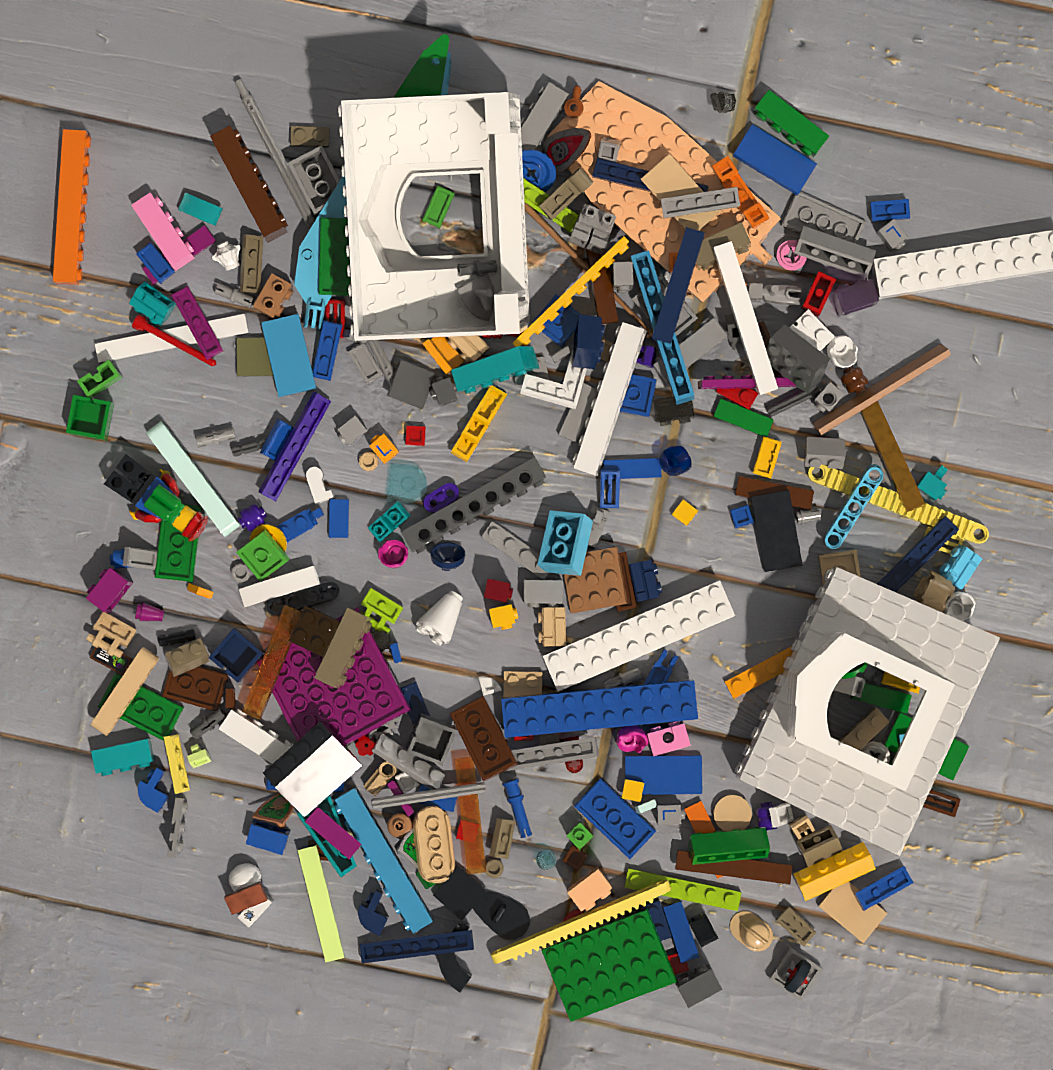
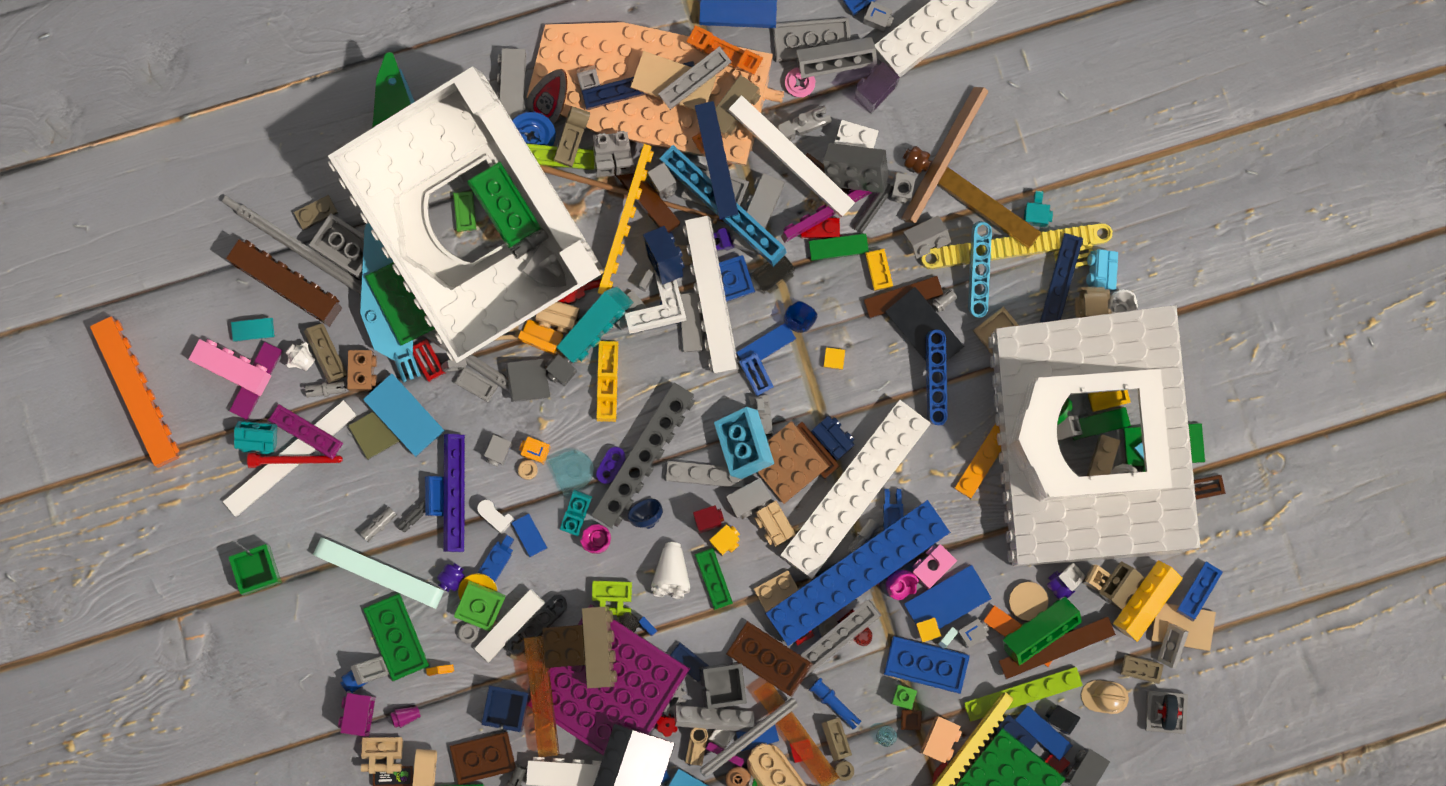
camera: 30 degrees left, 5 degrees down
(95, 384) = (247, 530): bright green brick -> none
(155, 263) = (238, 399): blue tile -> none
(155, 498) = (353, 608): piece -> none
(177, 637) = (442, 724): black axle -> none
(187, 657) = (461, 736): dark tan brick -> none
(230, 698) = (521, 751): reddish brown tile -> none
(327, 350) = (435, 391): blue tile -> none
(415, 435) = (557, 423): red tile -> none
(473, 222) = (504, 204): none -> green tile
(475, 643) = (713, 578): none -> green tile
(489, 685) = (747, 609): white tile -> none
(562, 326) = (633, 255): blue tile -> none
(575, 100) = (534, 51): dark orange plate -> none
(732, 330) = (786, 175): dark grey brick -> none
(741, 516) = (886, 334): blue tile -> none
(762, 588) = (941, 368): none -> blue beam
(818, 293) = (842, 101): red brick -> none
(833, 921) = (1172, 645): none -> light grey hinge
(842, 351) = (892, 140): white hair -> none

